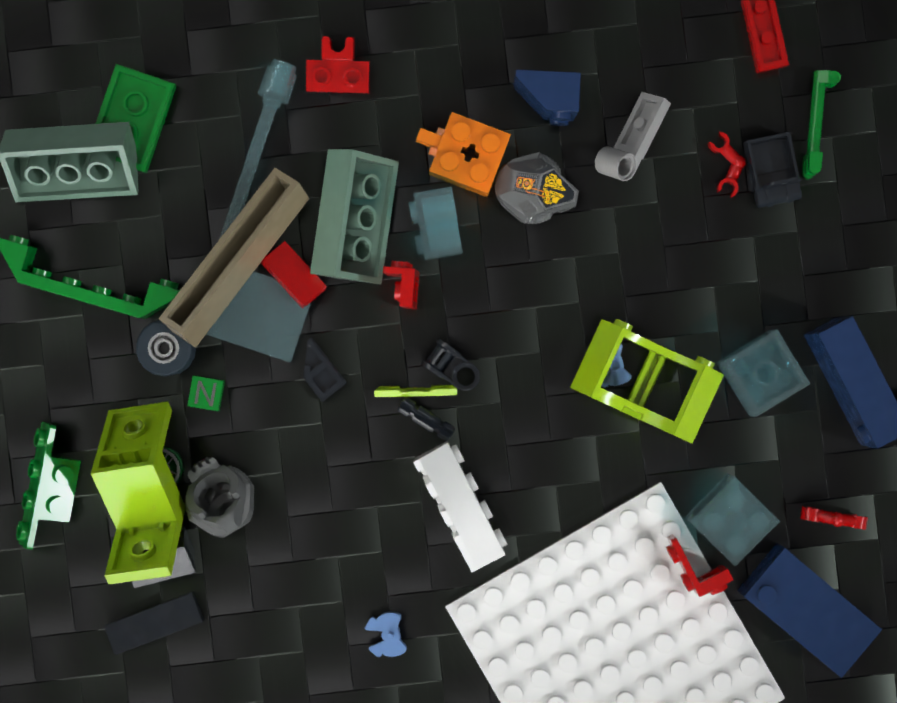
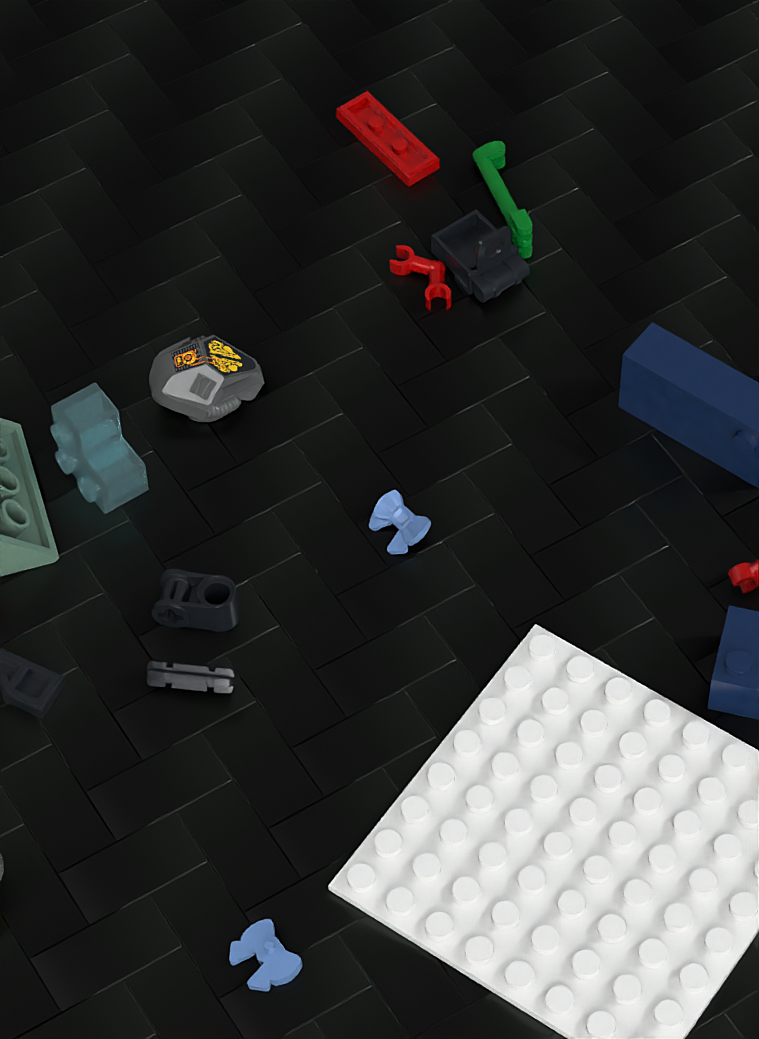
camera: 20 degrees left, 35 degrees down
(396, 391) = (184, 643): lime piece -> none
(407, 289) = (83, 521): red bracket -> none
(459, 136) = (105, 355): orange hinge -> none
(460, 505) = (282, 747): white wedge -> none
(550, 94) = (169, 273): dark blue slope -> none
(600, 357) = (452, 548): lime window -> none
(634, 139) = (297, 287): light grey plate -> none
(711, 581) = (632, 695): red bracket -> none
(732, 519) = (646, 617): clear light blue brick -> none
(763, 373) = (588, 445): clear light blue brick -> none

